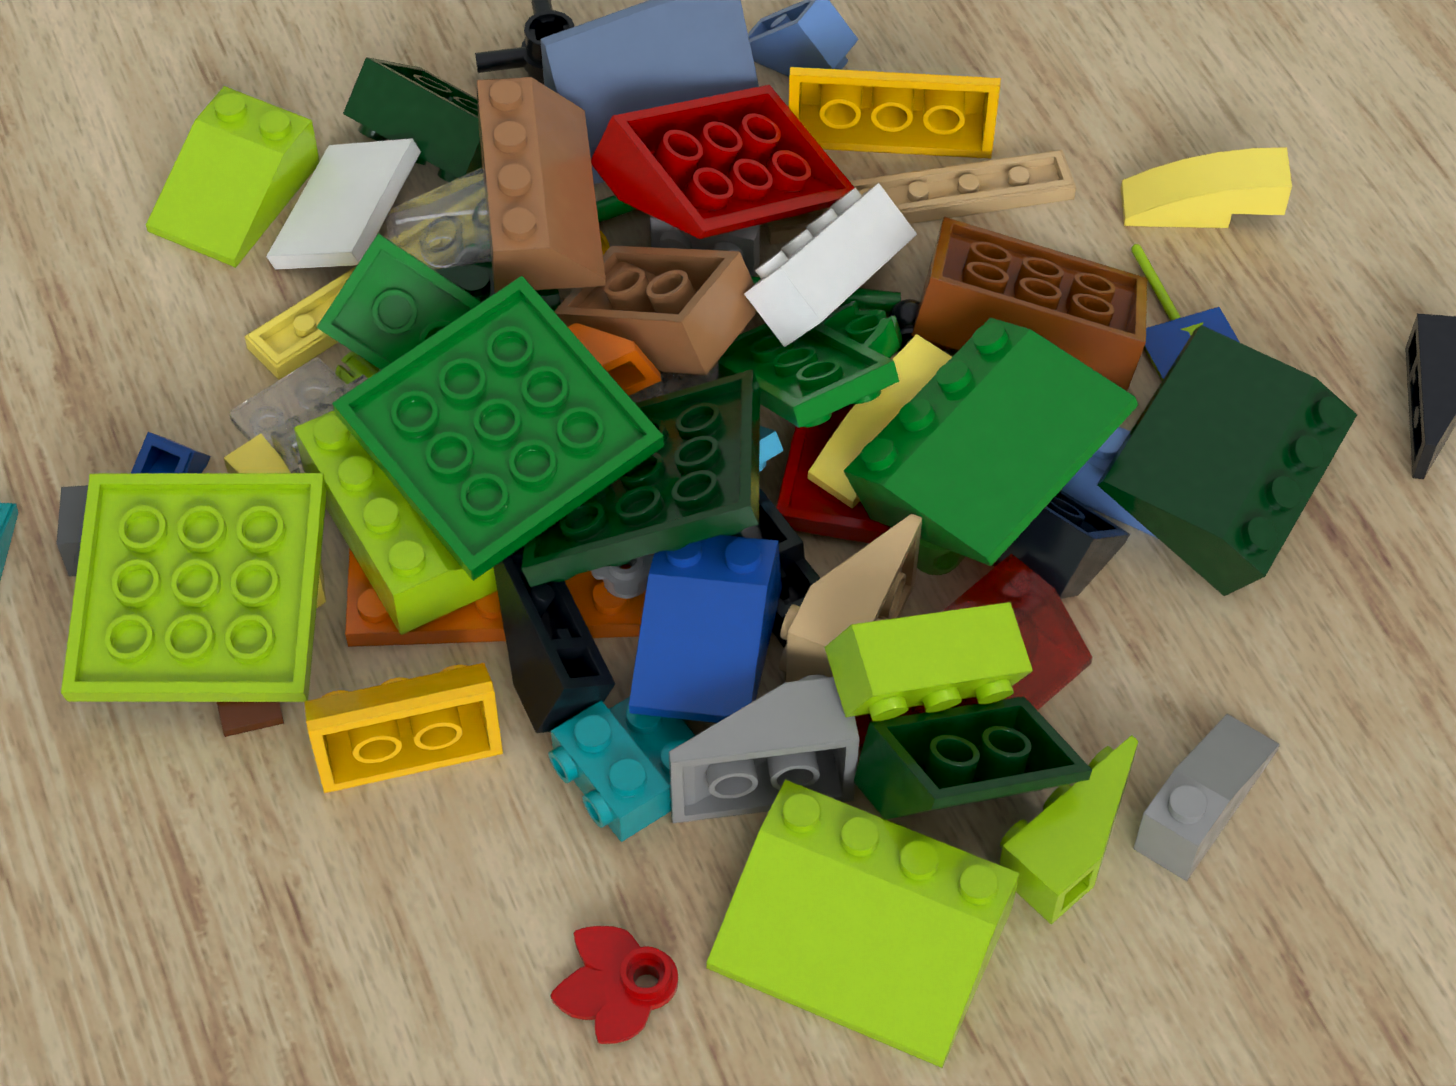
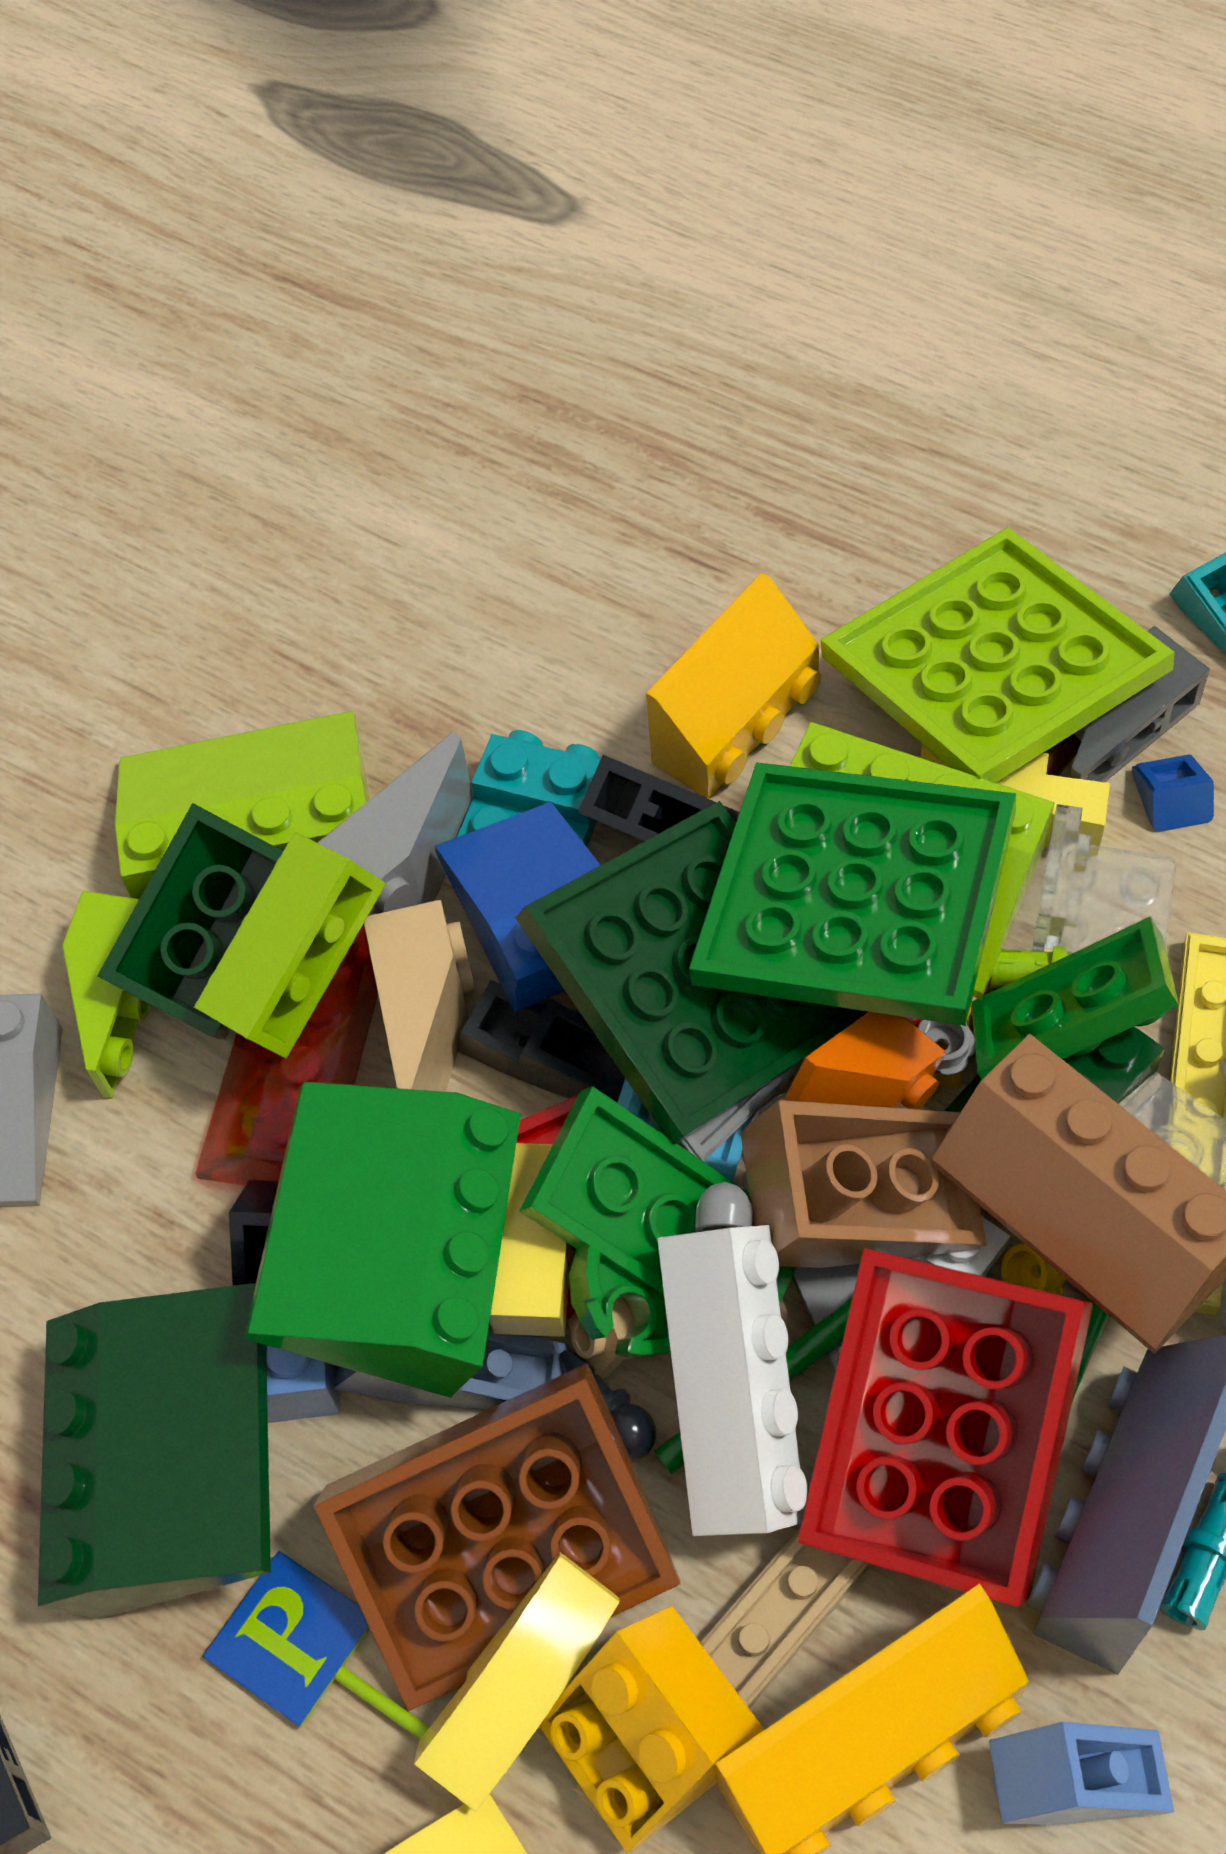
camera: 150 degrees right, 5 degrees up
(607, 984) = (415, 650): red plate -> none
(761, 336) = (722, 1208): none -> light grey hinge
(1013, 162) = (648, 1725): none -> yellow slope
(1078, 227) = (515, 1682): none -> light yellow slope

